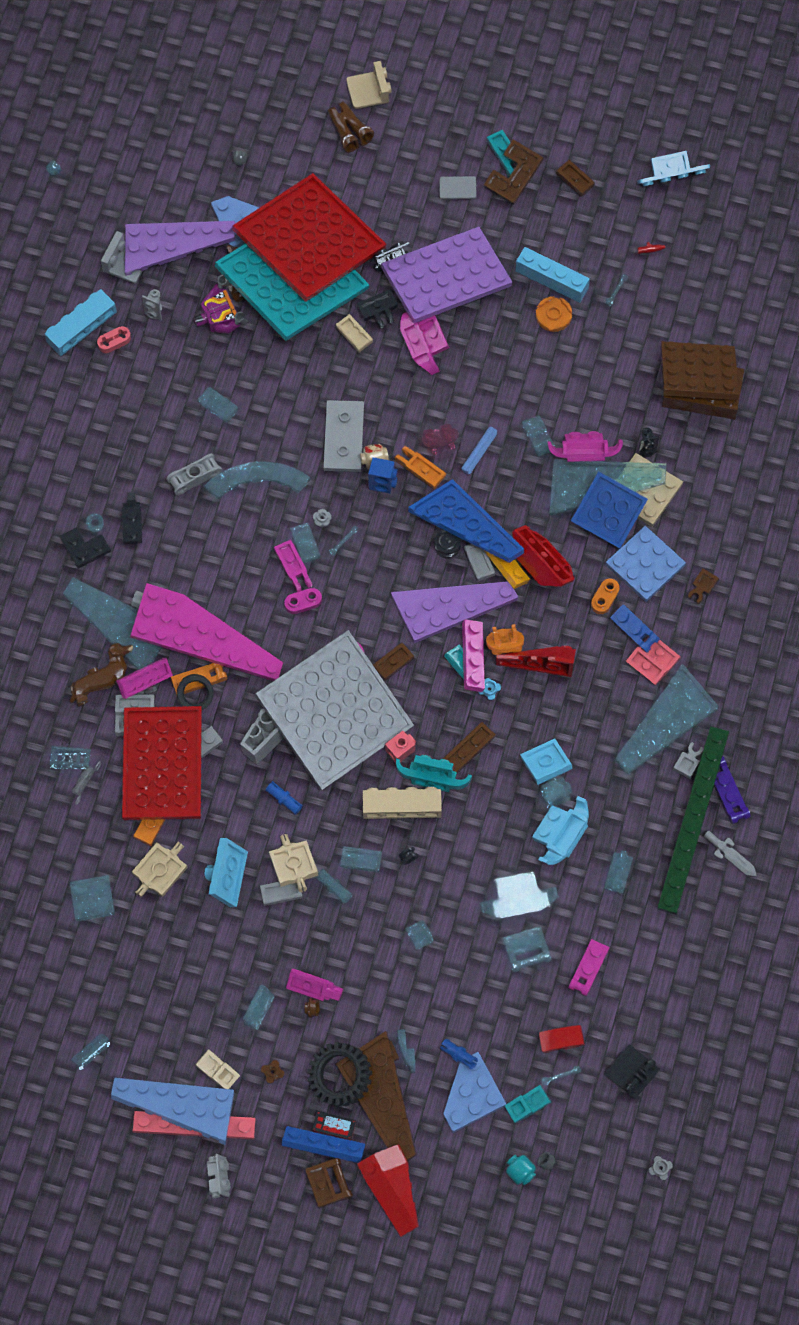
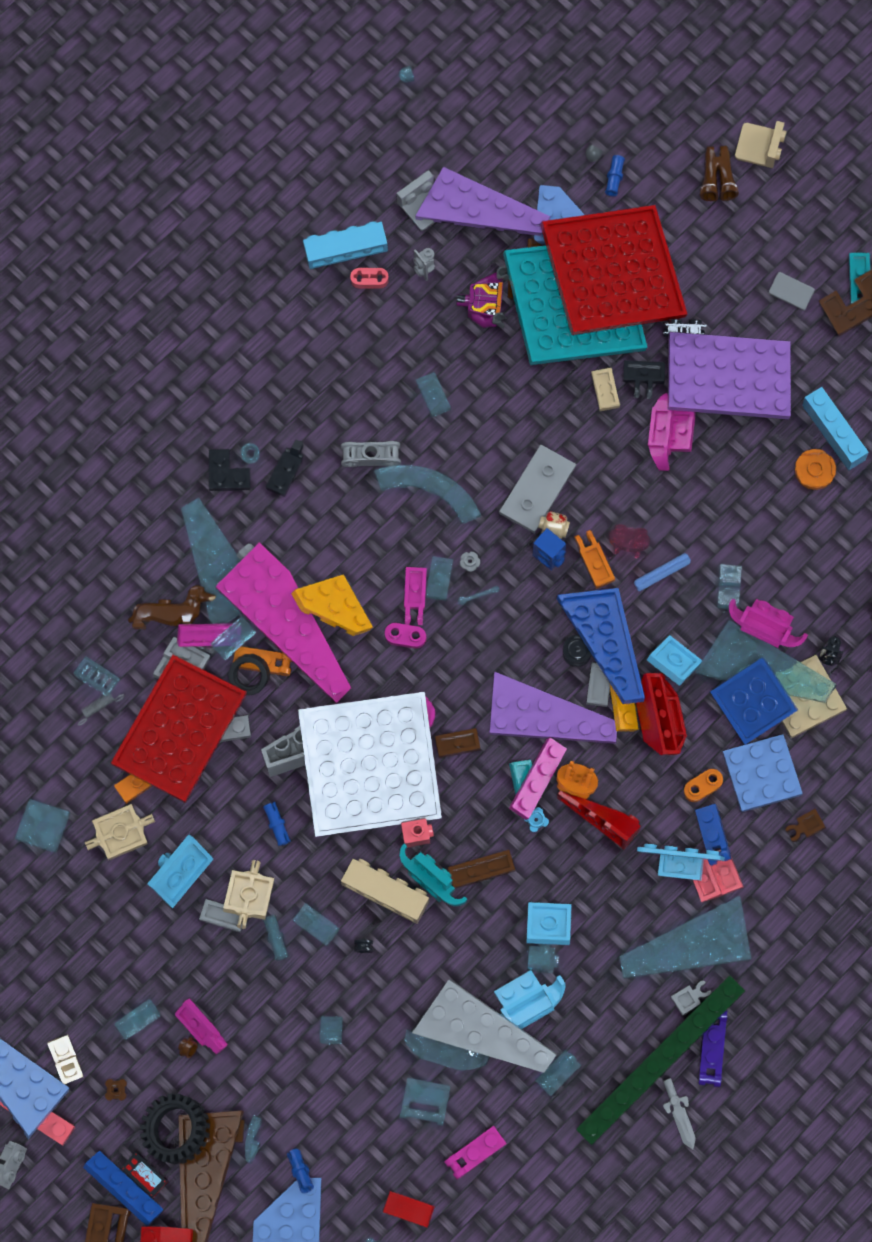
camera: 30 degrees right, 5 degrees up
(166, 670) = (233, 638): none -> clear light blue plate
(233, 603) = (334, 604): none -> light orange plate
(267, 166) = (614, 175): none -> blue pin
(528, 869) = (470, 1024): none -> light grey wing
(529, 511) = (674, 660): none -> medium azure plate
(622, 662) = (680, 864): none -> medium azure bracket

